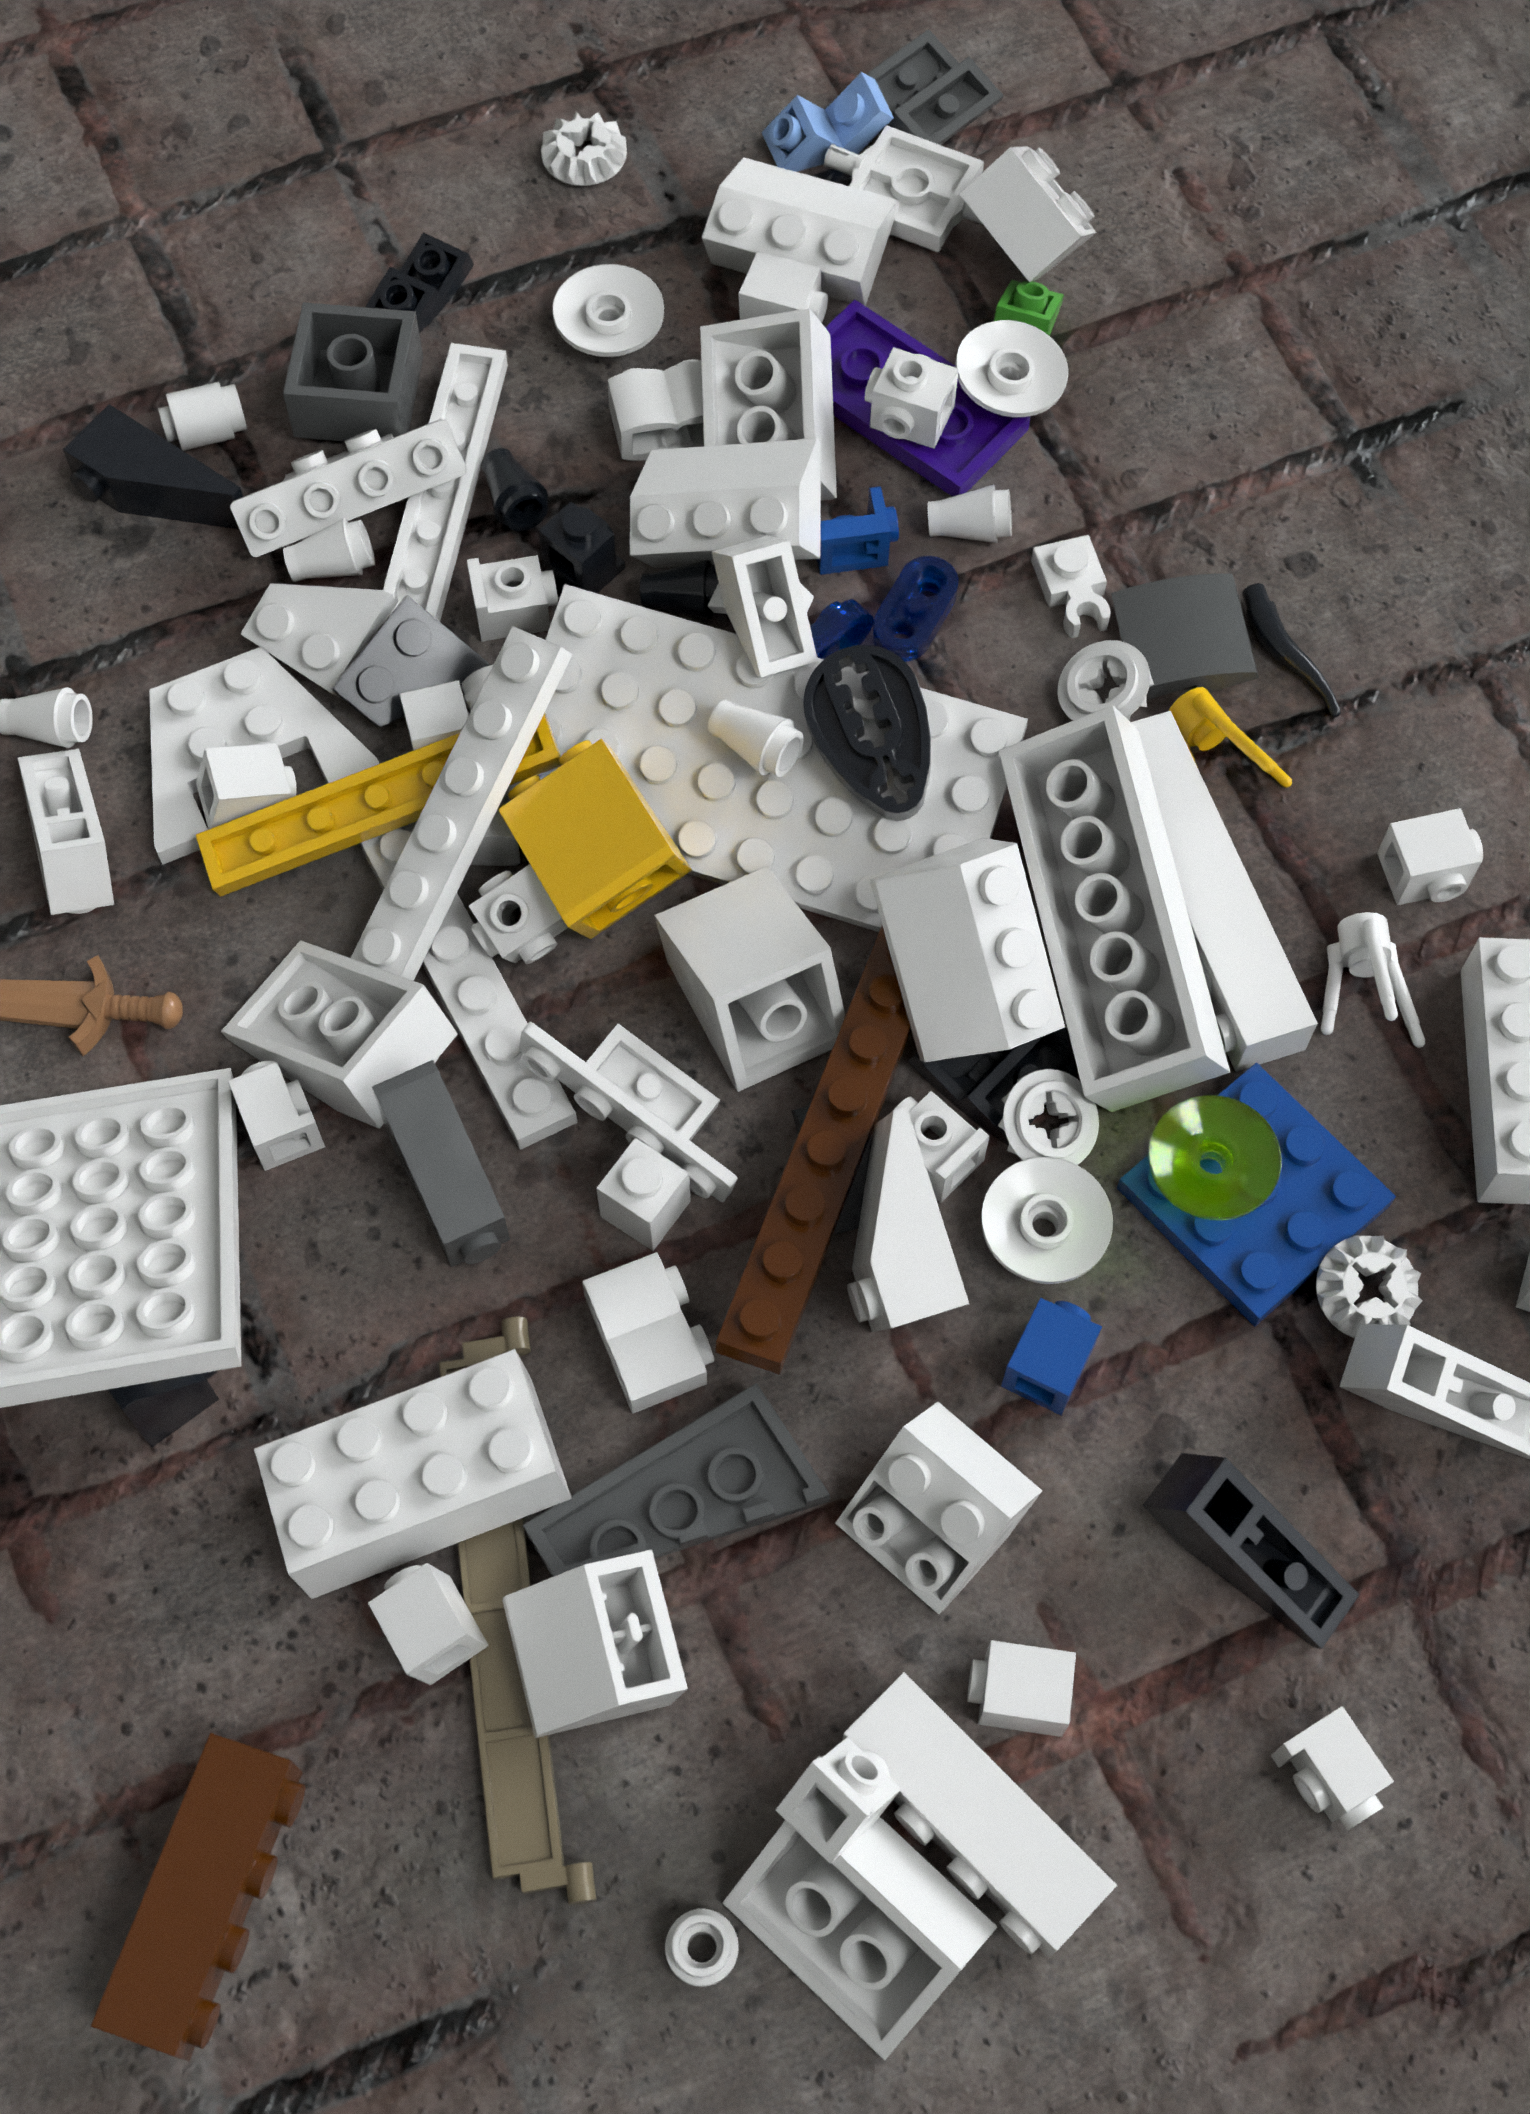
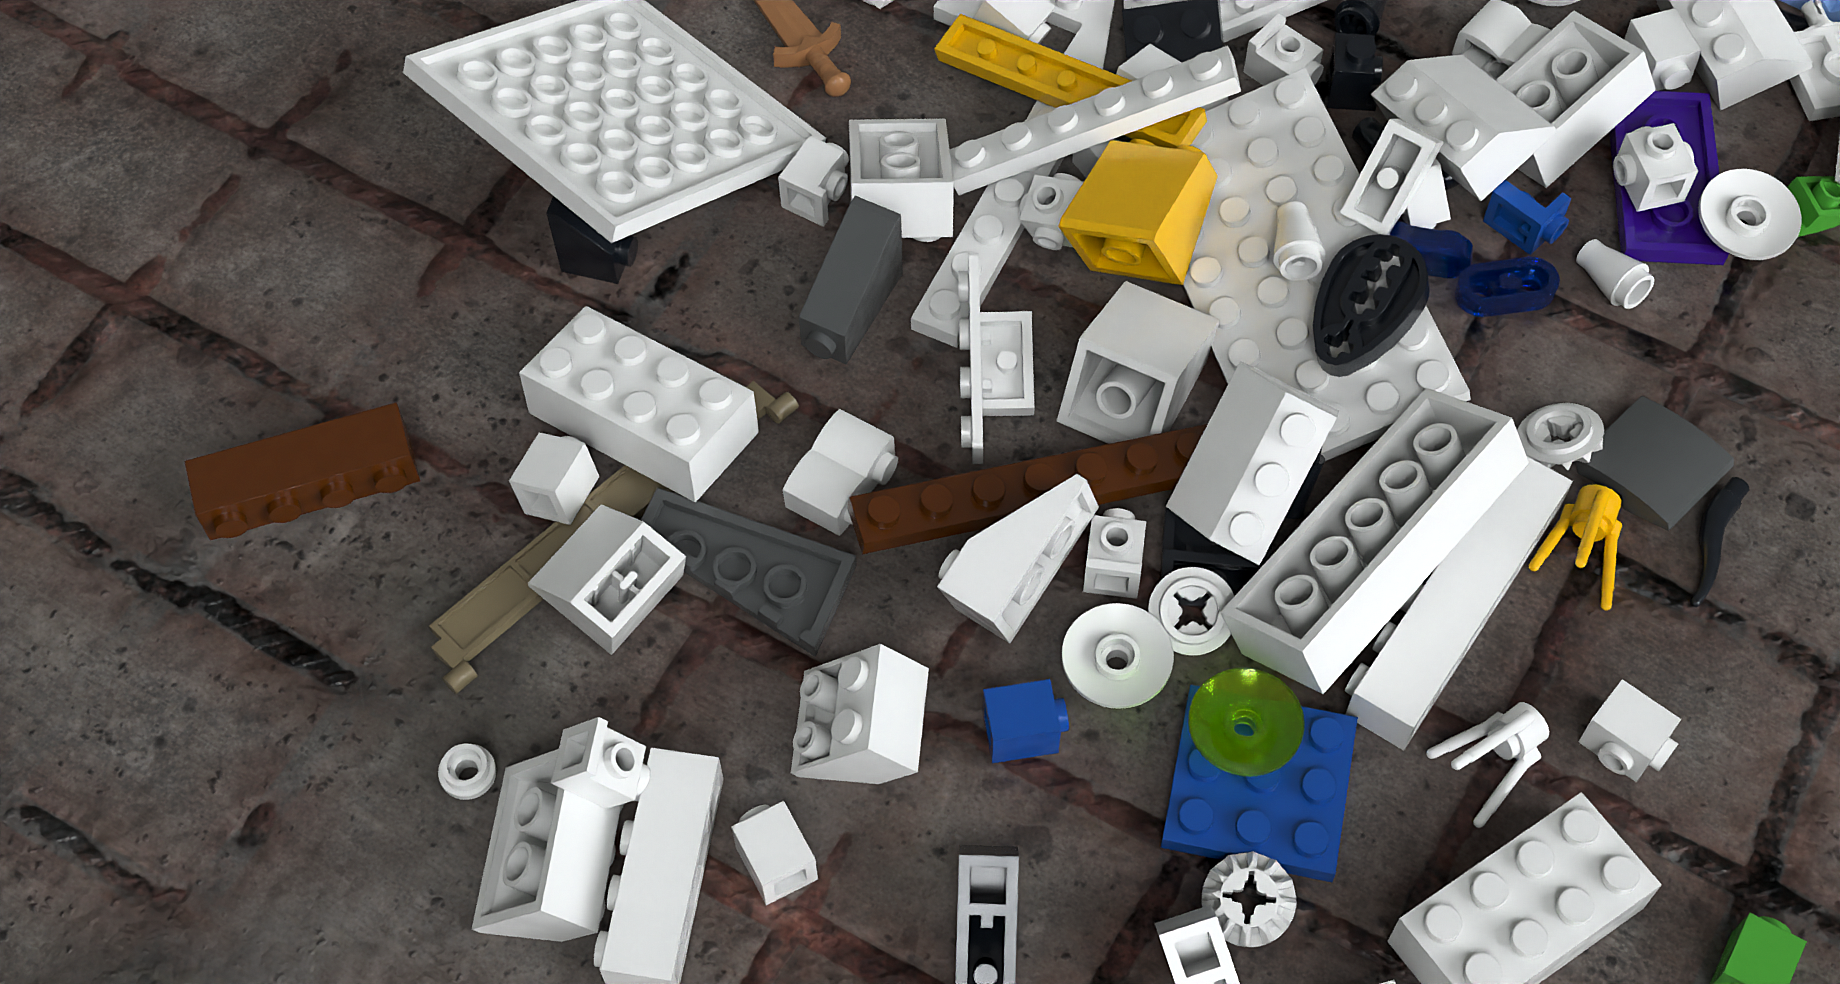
camera: 55 degrees right, 5 degrees down
(644, 1194) = (931, 407): white brick -> none
(1073, 577) = (1629, 367): white plate -> none

